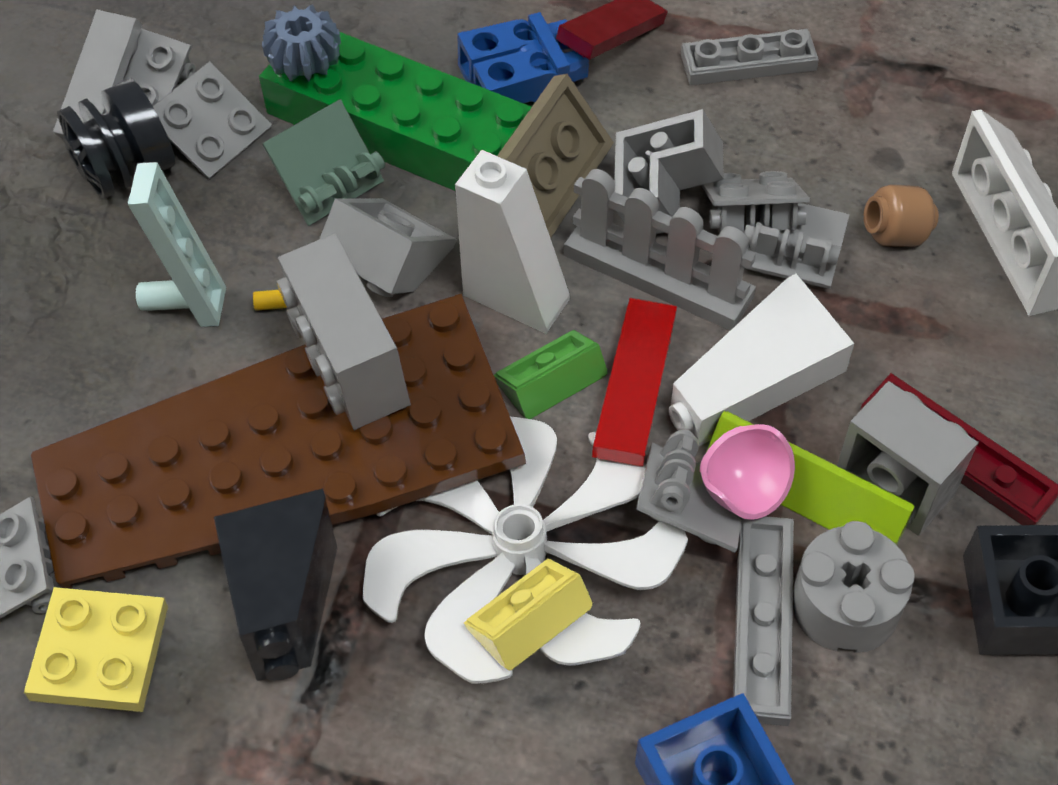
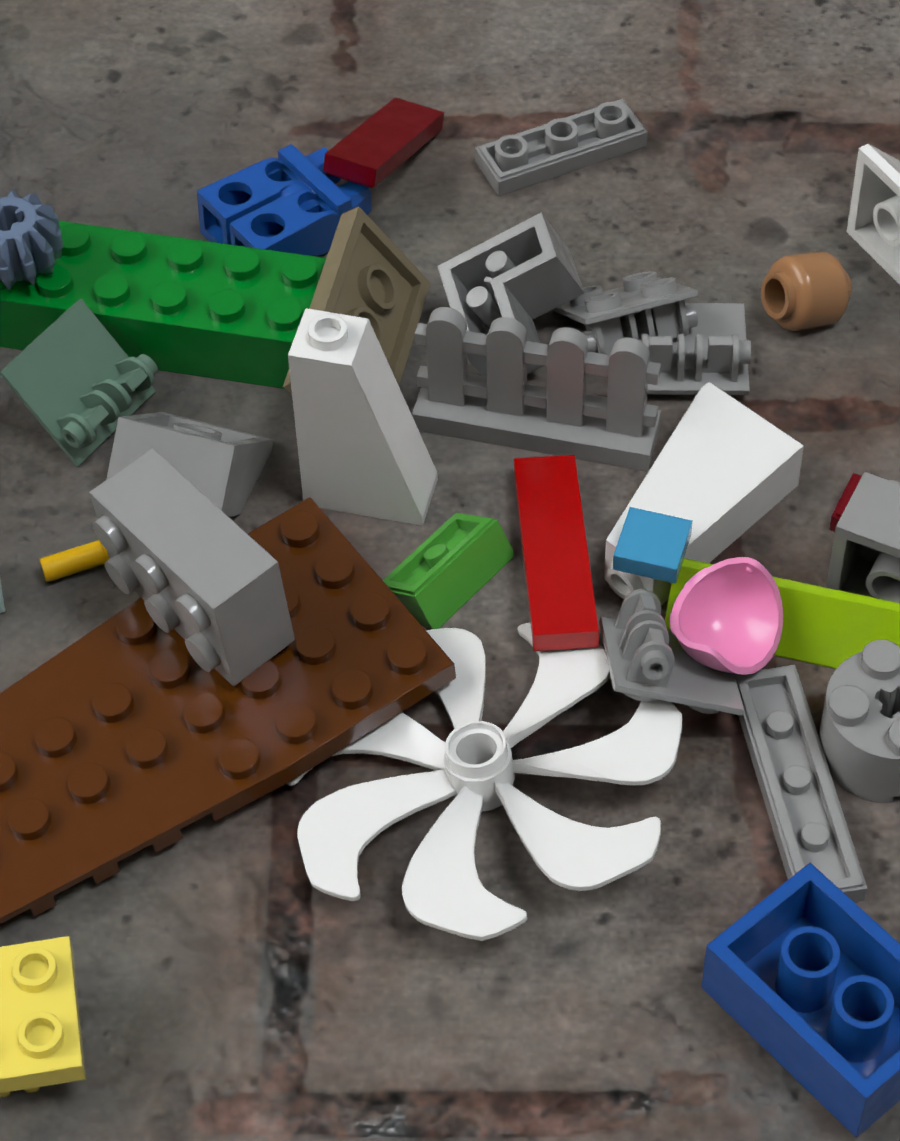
camera: 15 degrees left, 5 degrees down
(279, 579) = (195, 882): black slope -> none
(530, 613) = (526, 840): light yellow slope -> none
(706, 397) = (652, 545): none -> dark azure tile

